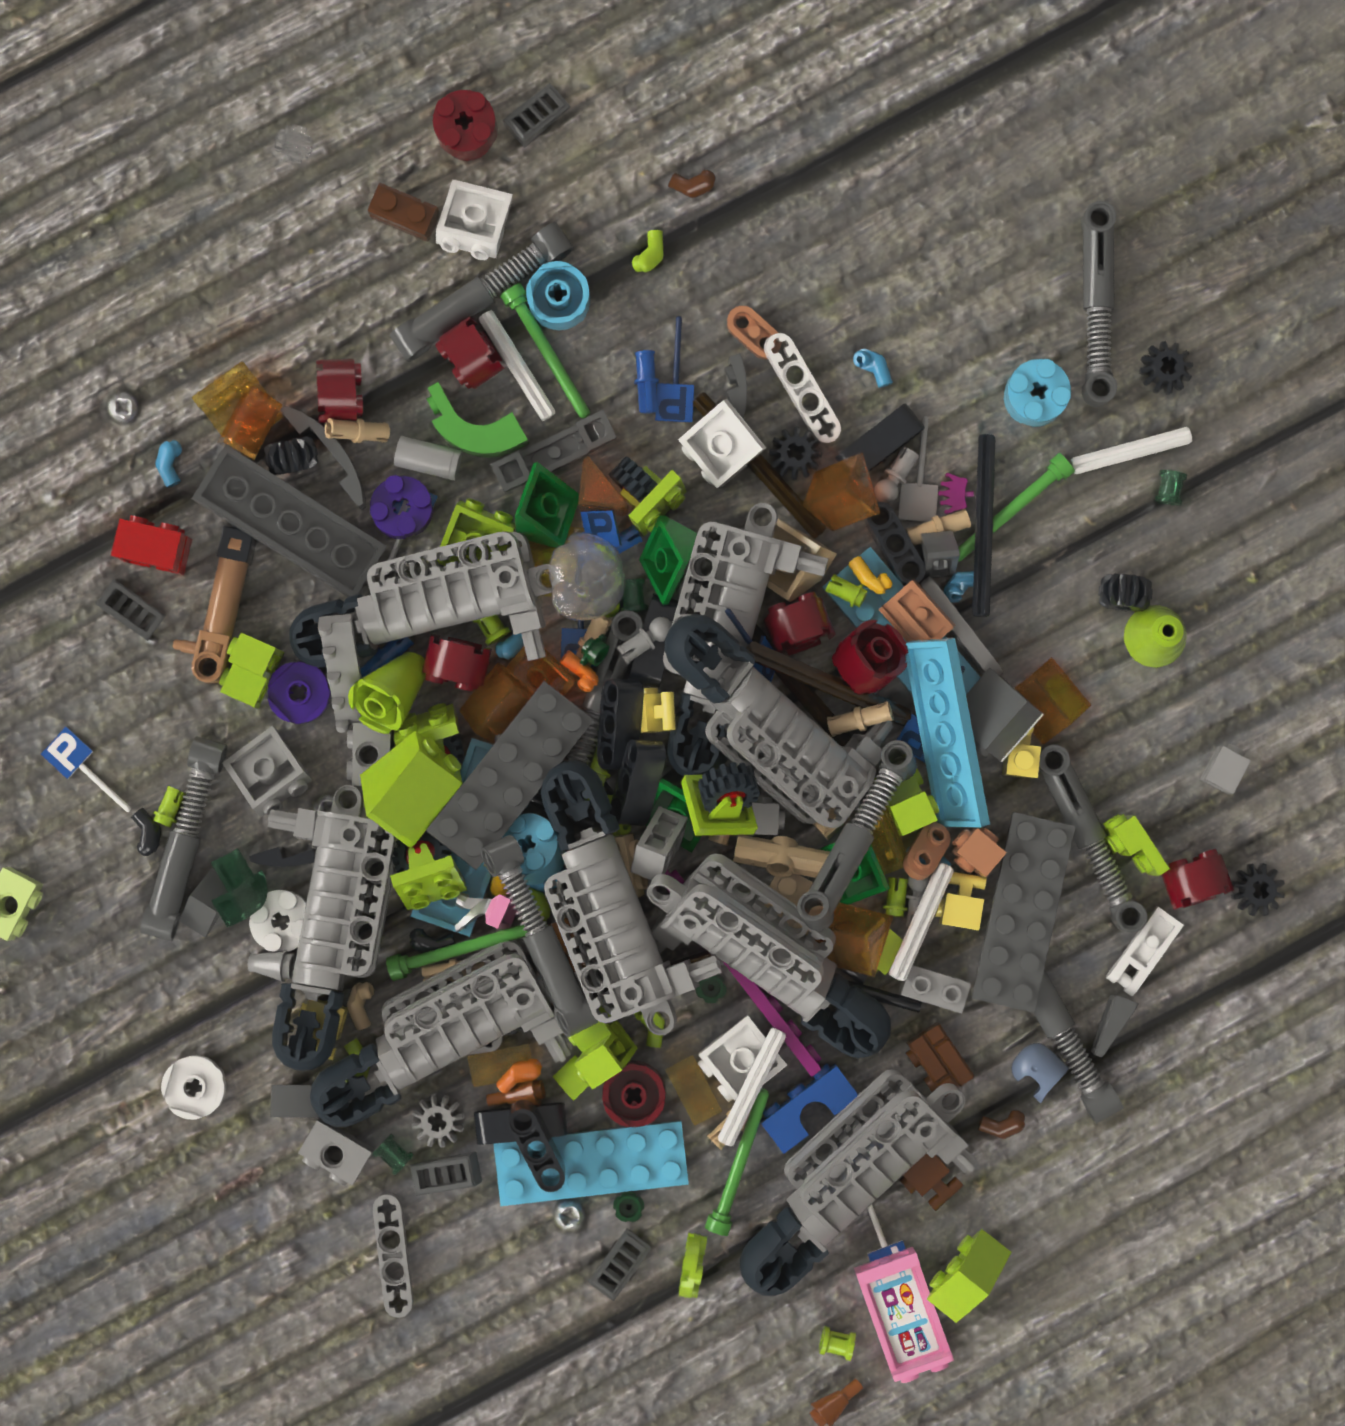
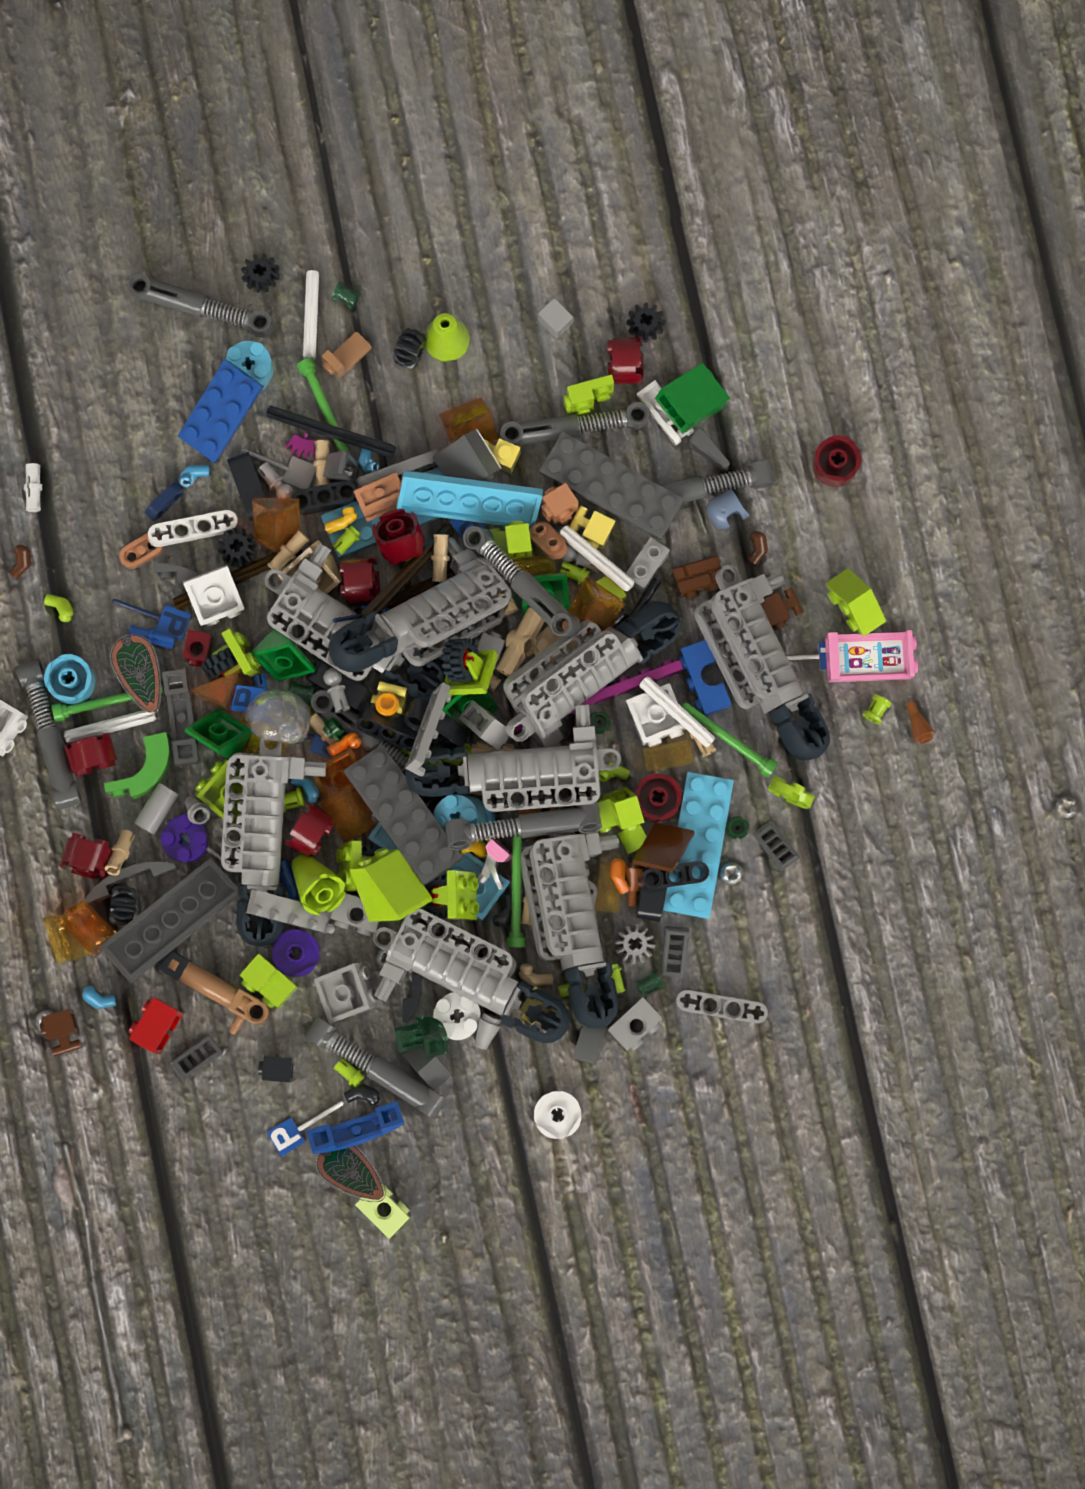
camera: 75 degrees left, 5 degrees down
(44, 847) = (351, 1174): none -> shield
(98, 838) = (356, 1131): none -> blue slope
(117, 427) = (61, 1026): none -> reddish brown brick
(145, 714) = (276, 1069): none -> black brick
(387, 1111) = (617, 977): none -> lime pin
(438, 511) = (197, 811): none -> light grey cone
(569, 1122) = (663, 847): none -> reddish brown piece
(596, 378) = (138, 671): none -> shield
(625, 775) = (427, 729): none -> light grey hinge
(646, 710) = (387, 704): none -> light orange plate
(659, 434) = (194, 638): none -> dark red brick
(793, 167) = (32, 487): none -> white pin
(808, 520) = (288, 551): none -> tan pin
(826, 340) = (164, 501): none -> dark blue beam
(966, 375) = (220, 411): none -> blue plate
(1091, 513) = (346, 355): none -> medium nougat bracket
(1161, 1209) = (849, 461): none -> dark red brick
(1174, 982) = (692, 398): none -> green brick

